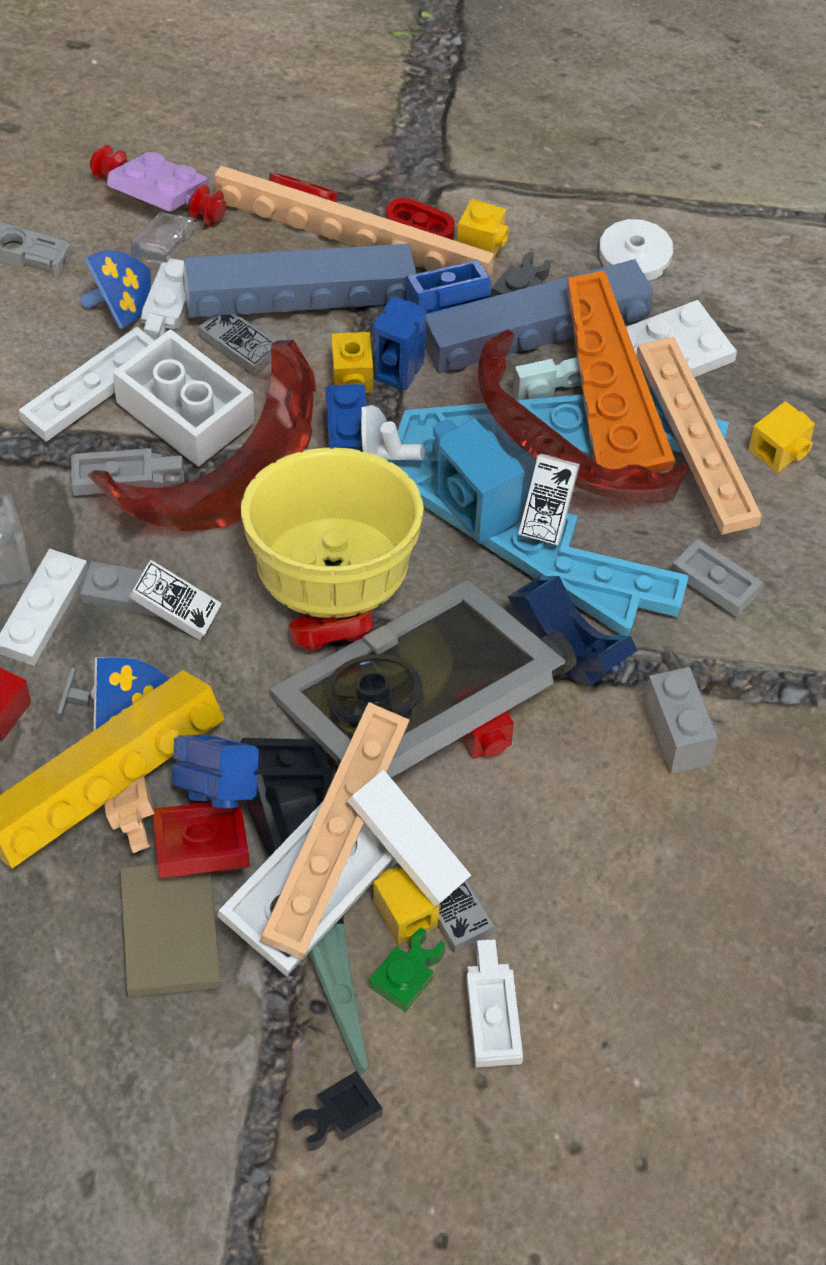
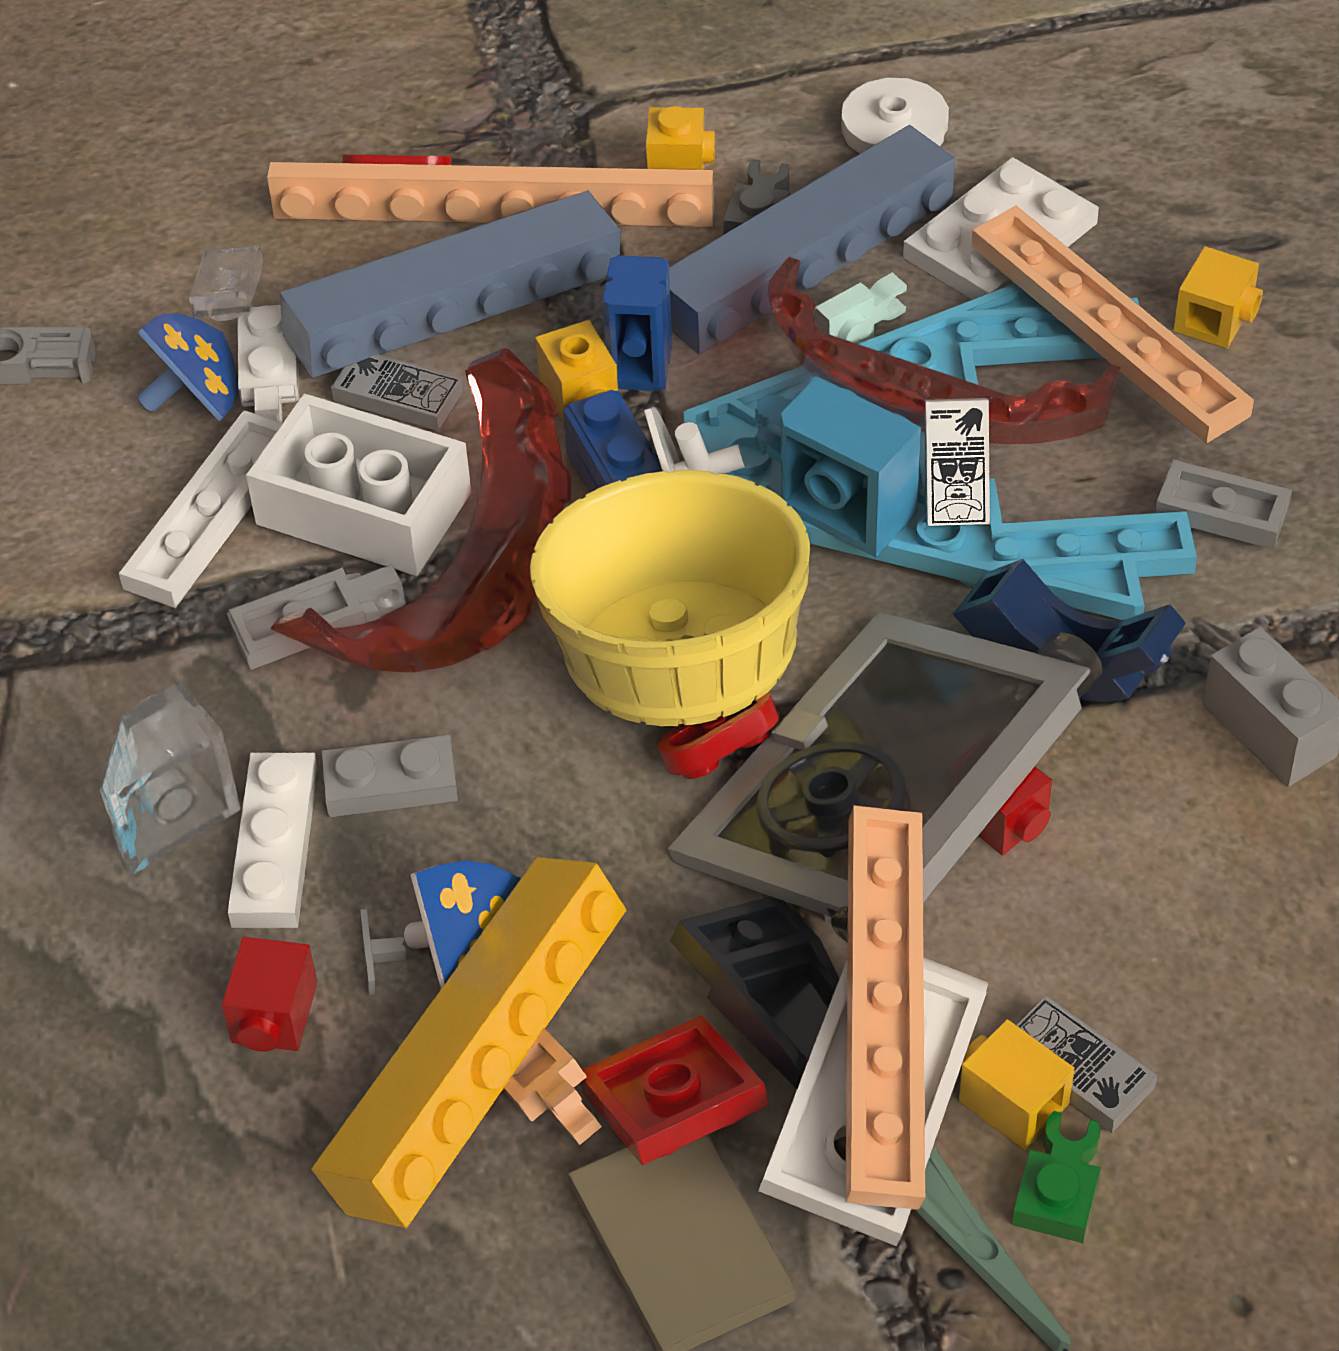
camera: 15 degrees left, 5 degrees down
(159, 183) = (185, 212): lavender plate -> none
(175, 600) = (474, 766): white tile -> none
(215, 769) = (656, 979): blue brick -> none
(409, 838) = (996, 980): white tile -> none
(421, 216) = (581, 153): red plate -> none
(448, 286) = (674, 226): blue brick -> none
(493, 1009) = (1213, 1192): white hinge -> none
(616, 397) = (967, 295): orange wing -> none

